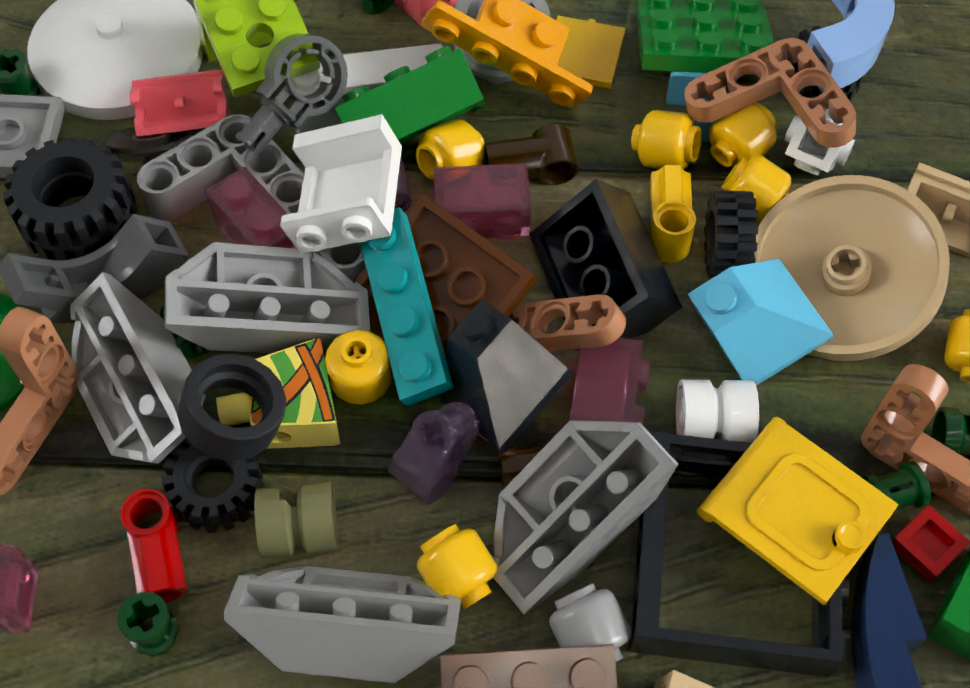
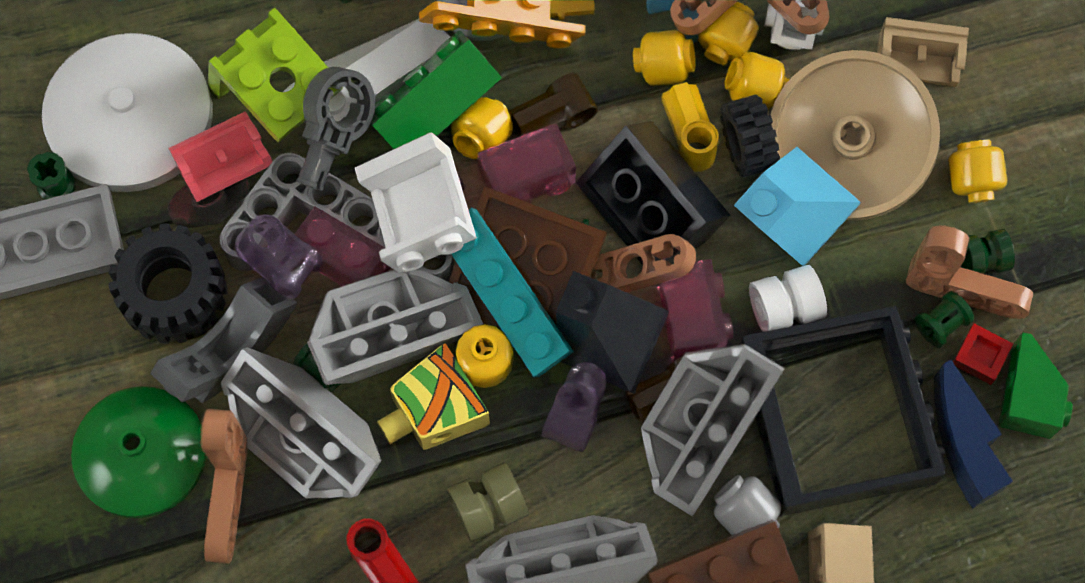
camera: 20 degrees left, 10 degrees up
(188, 205) = (280, 257): none -> clear purple piece
(210, 510) = (413, 517): black tyre -> none
(238, 373) = (422, 405): black tyre -> none
(457, 565) = (628, 495): yellow head -> none
(790, 500) = (868, 362): yellow container -> none

